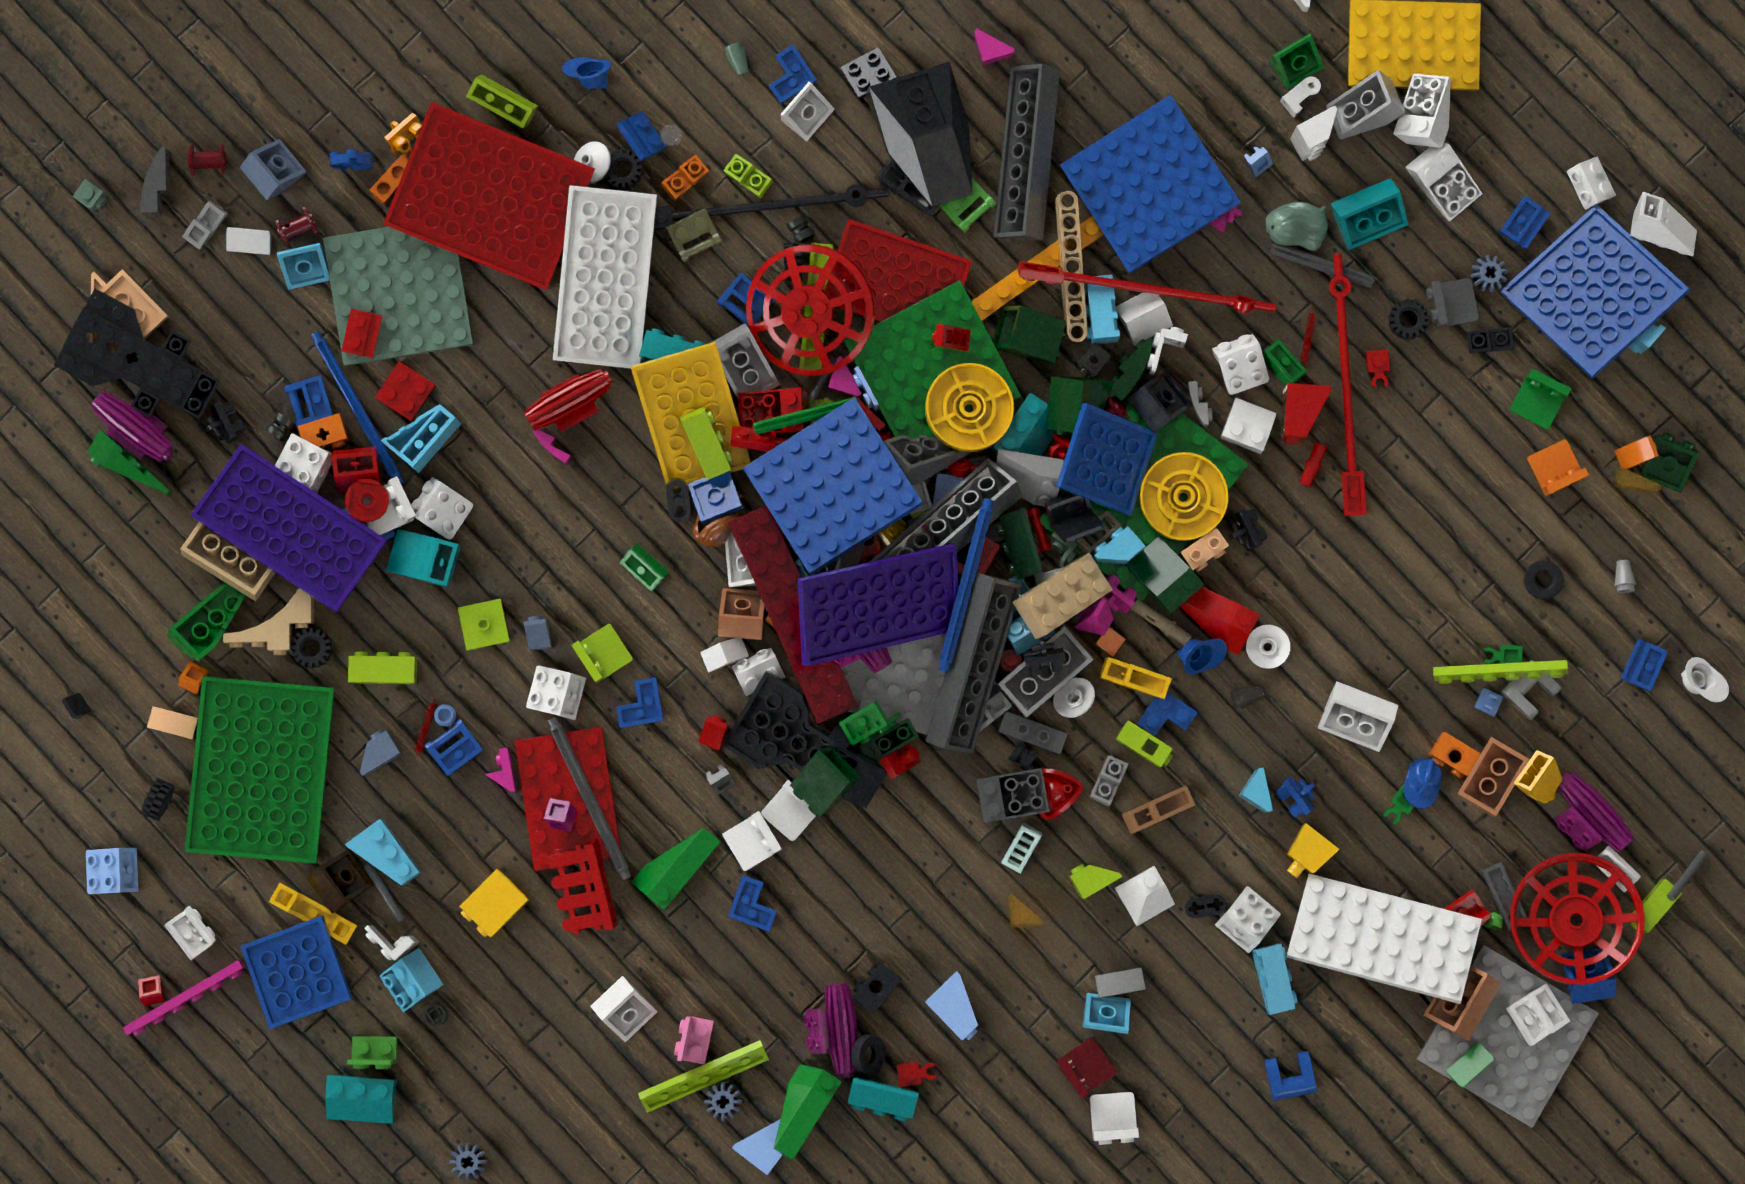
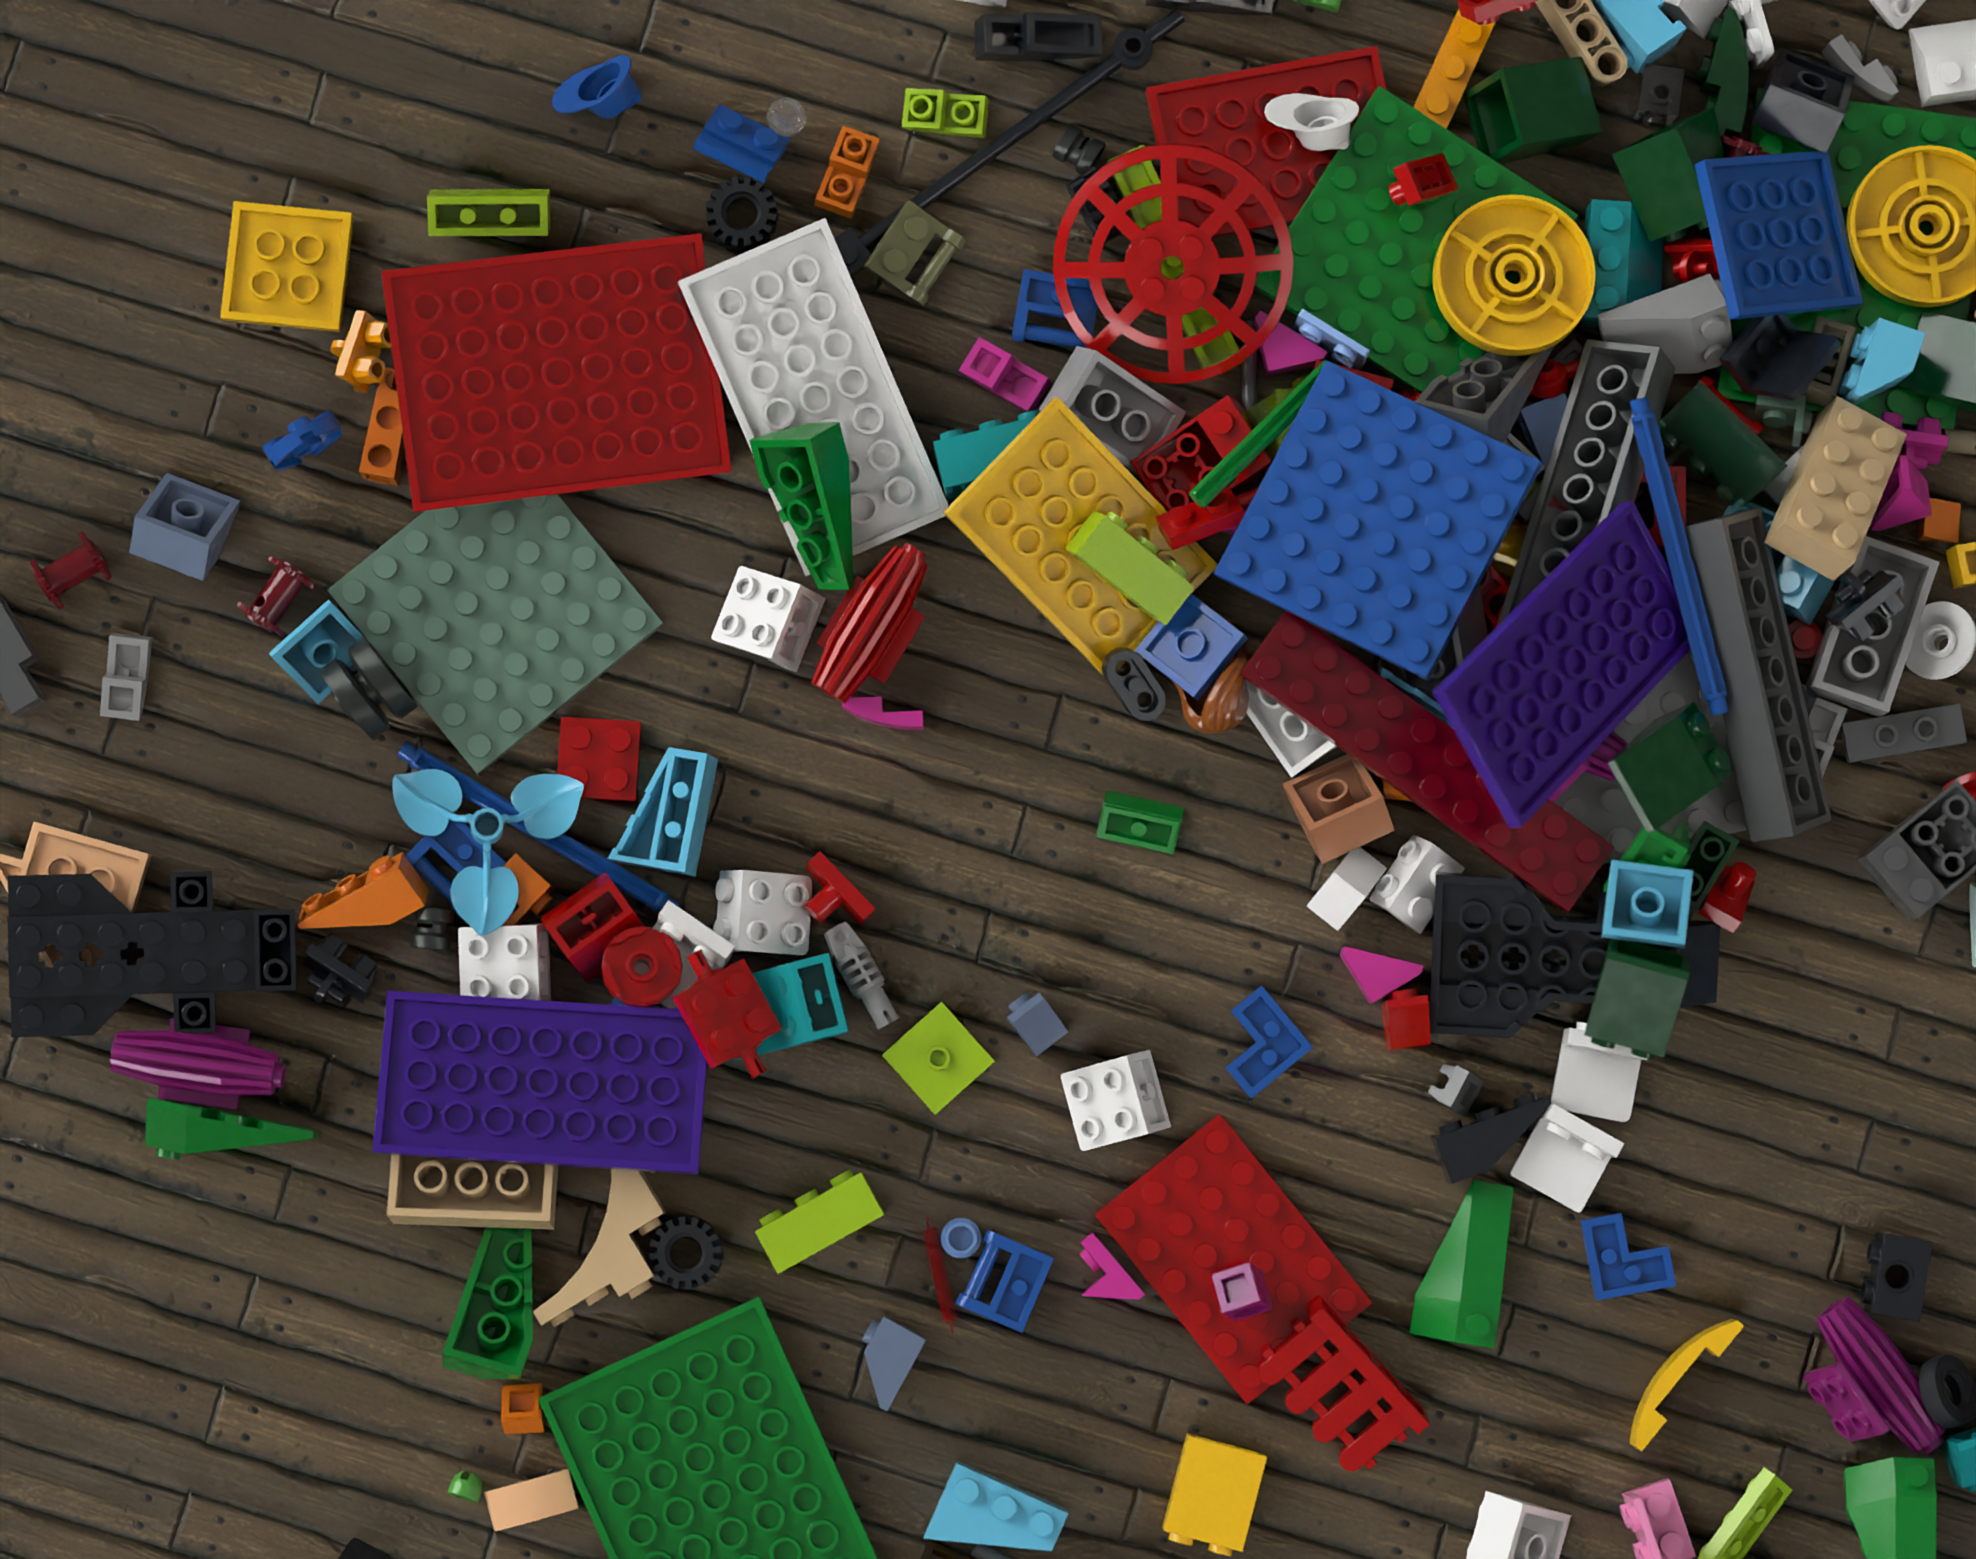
camera: 30 degrees left, 0 degrees up
(145, 698) = (466, 1486): none -> bright green hinge
(248, 241) = (210, 662): white slope -> none
(263, 397) = (376, 897): none -> orange slope
(314, 294) = (362, 693): none -> pearl dark grey wheel
(314, 425) = (484, 894): none -> medium azure plant
(362, 333) = (478, 706): red plate -> none
(392, 72) = (287, 266): none -> yellow plate
(393, 545) = (727, 1013): none -> red plate
(469, 563) = (860, 973): none -> light grey hinge
(479, 518) = (836, 892): none -> red tile
(524, 370) = (768, 617): none -> white bracket
(579, 316) = (812, 484): none -> green wedge
(589, 798) = (1270, 1239): dark grey piece -> none
(598, 158) = (696, 216): white dish -> none
(602, 653) = (1154, 995): lime bracket -> none
(703, 318) = (1004, 376): none -> dark pink slope
(714, 704) = (1377, 973): none -> dark pink slope
(714, 811) = (1479, 1145): none -> black slope
(720, 987) = (1647, 1419): none -> yellow slope
(813, 164) = (1037, 37): none -> black slope
(853, 740) = (1647, 903): none -> medium azure slope
(903, 681) = (1670, 766): none -> dark green slope
(918, 278) = (1316, 120): none -> white piece
(1022, 756) = (1911, 778): black wheel -> none

